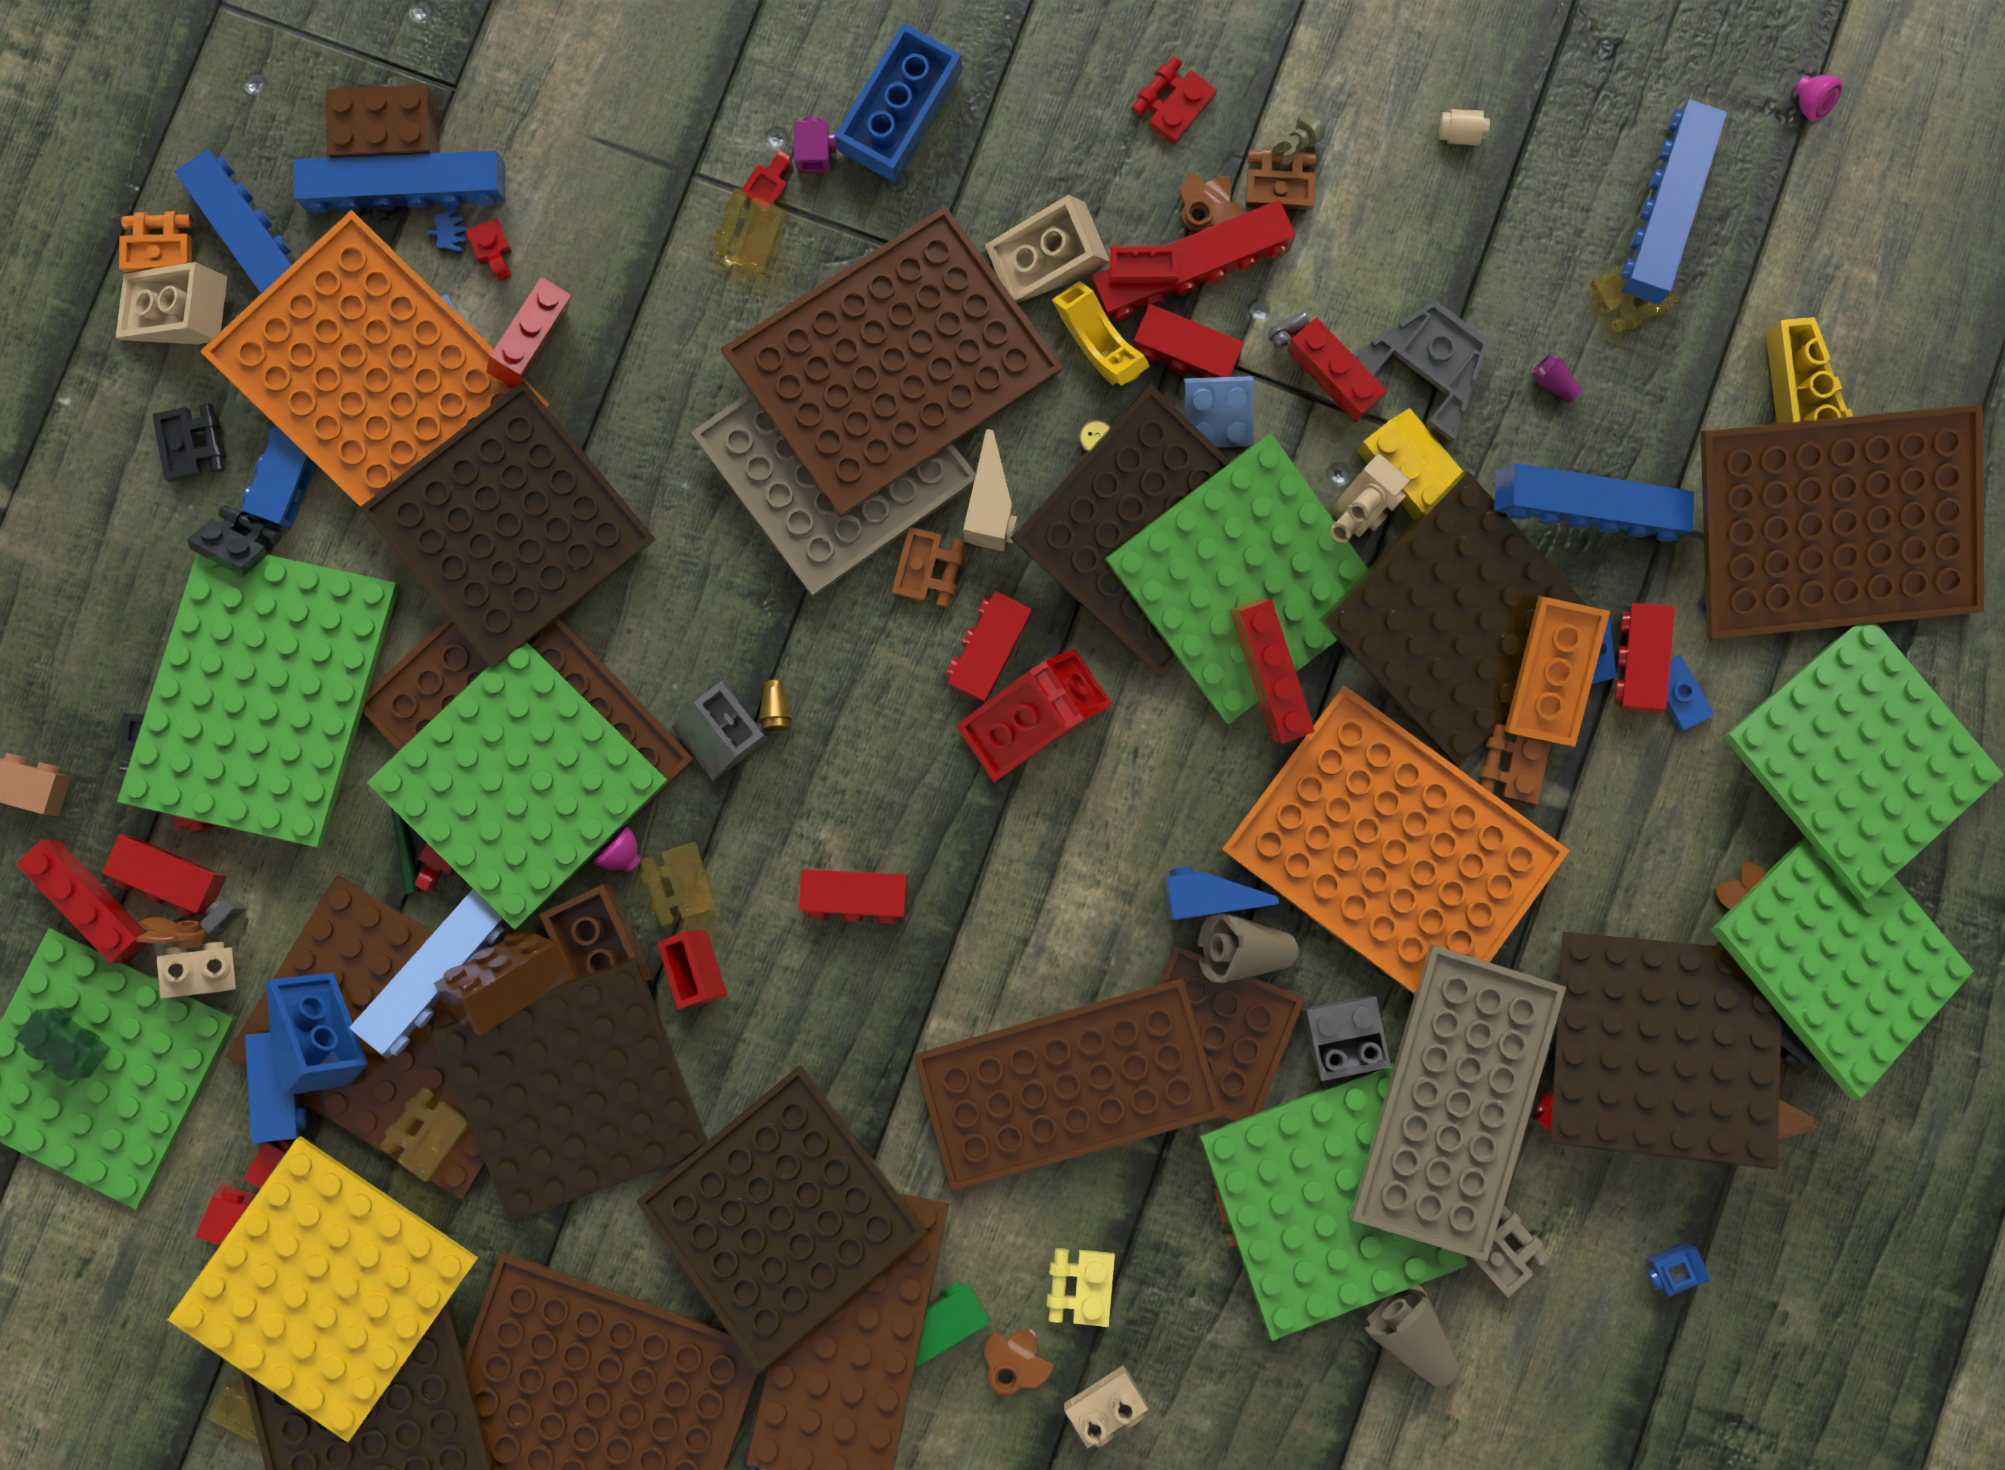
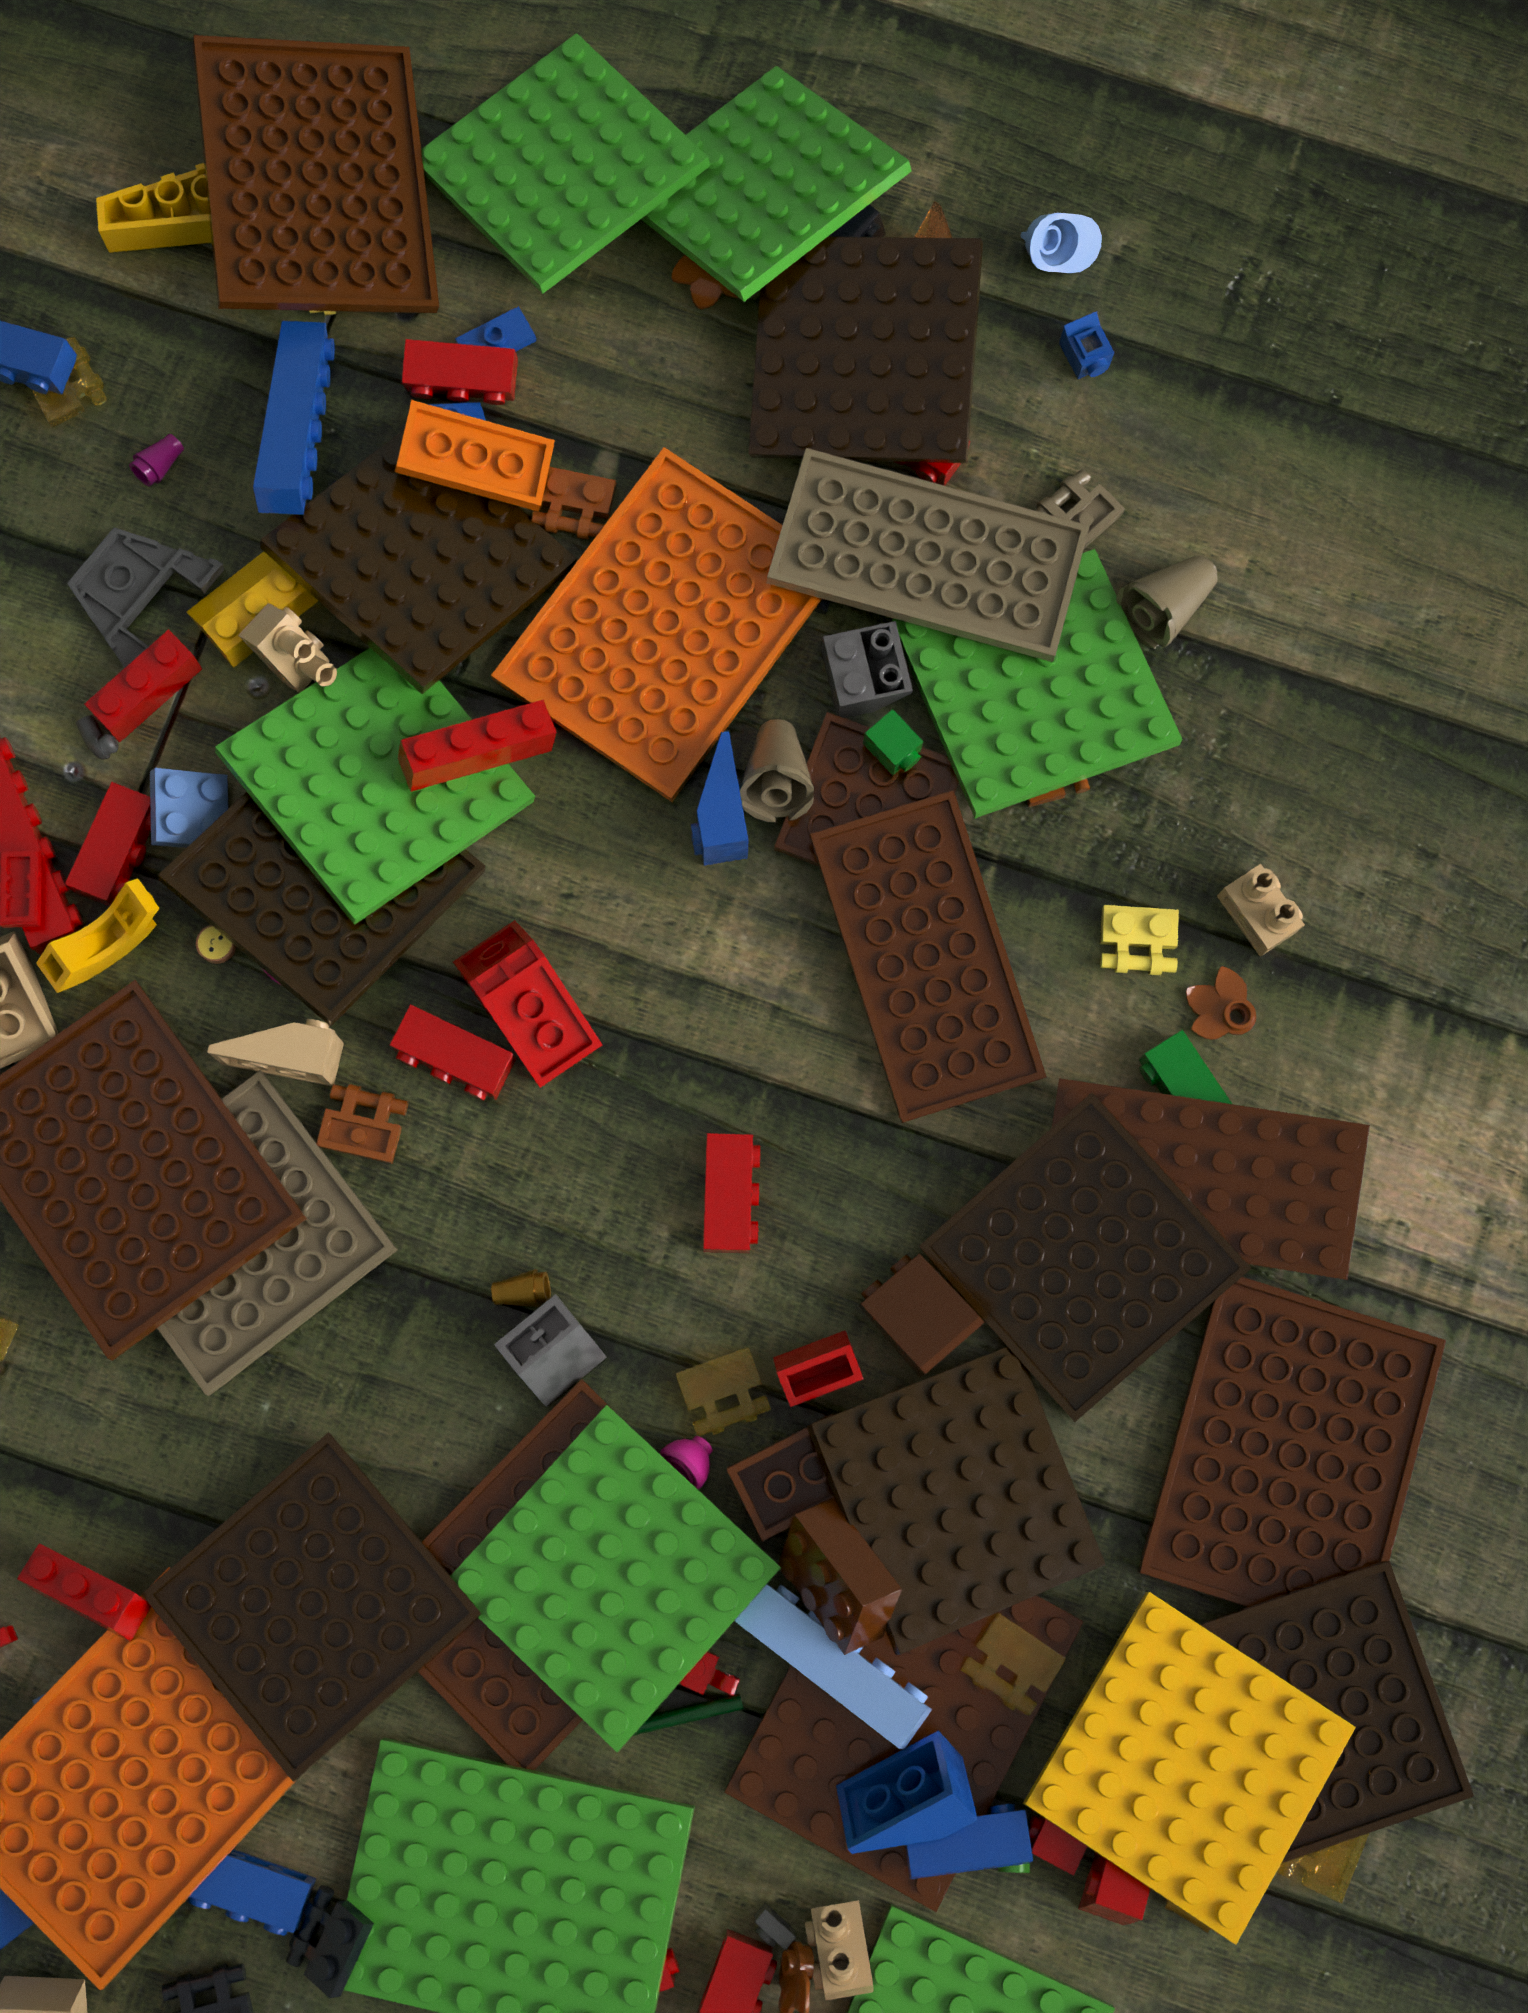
camera: 100 degrees left, 5 degrees down
(735, 1063) = (919, 1313): none -> reddish brown slope
(1270, 1060) = (893, 743): none -> green brick
(1786, 1250) = (1062, 242): none -> light blue piece

